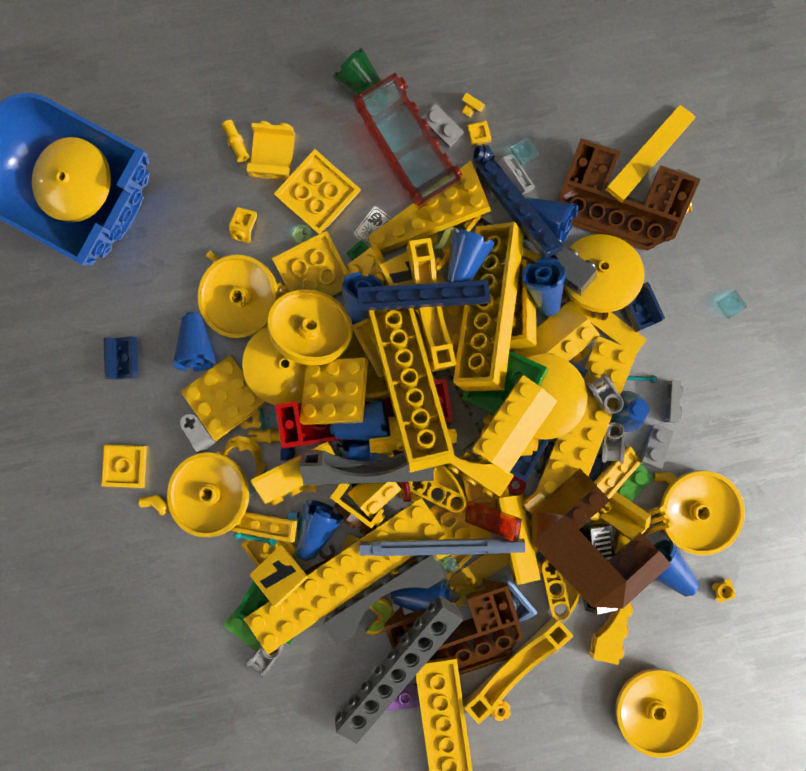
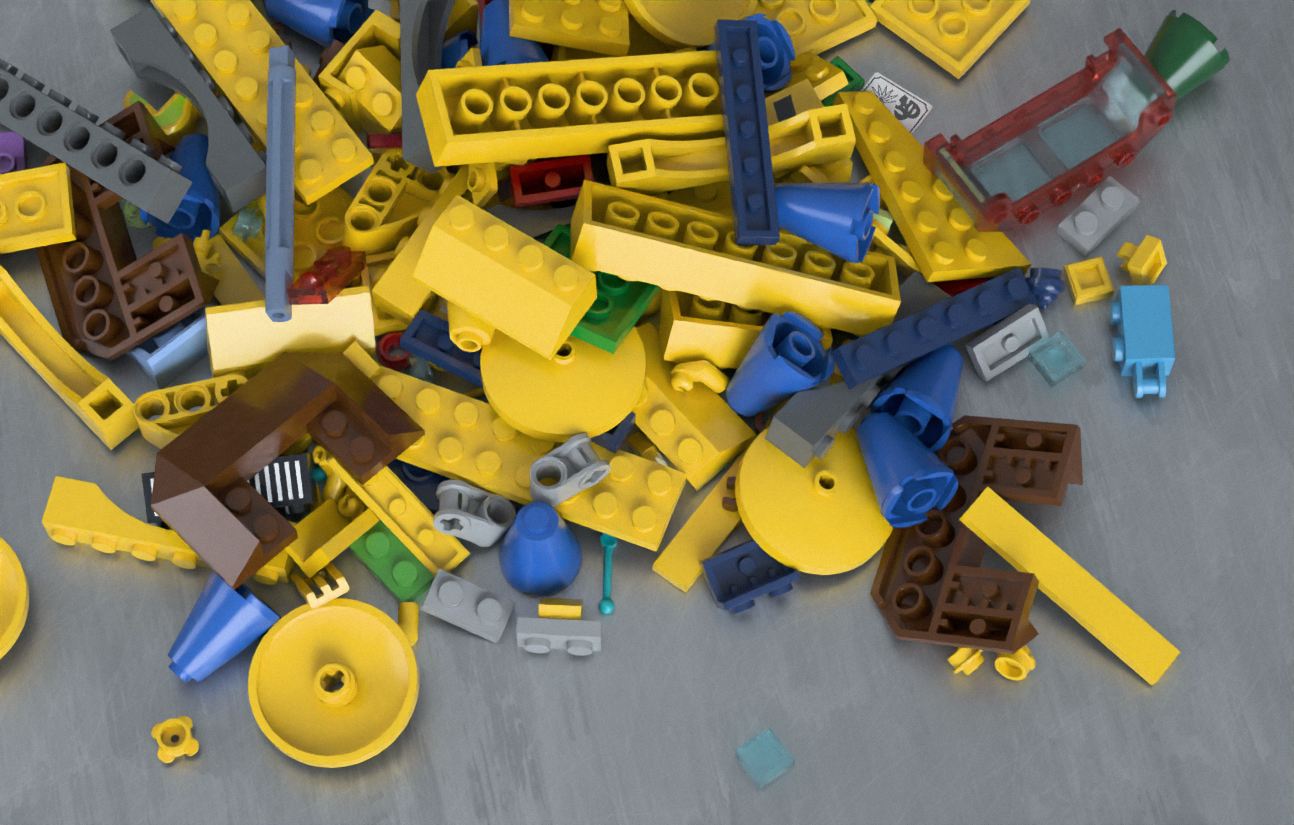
camera: 90 degrees right, 20 degrees down
(515, 107) = (1143, 336): none -> dark azure brick
(541, 325) = (686, 373): none -> yellow arm
(595, 229) = (903, 471): none -> blue cone
(659, 401) = (561, 608): none -> yellow tile

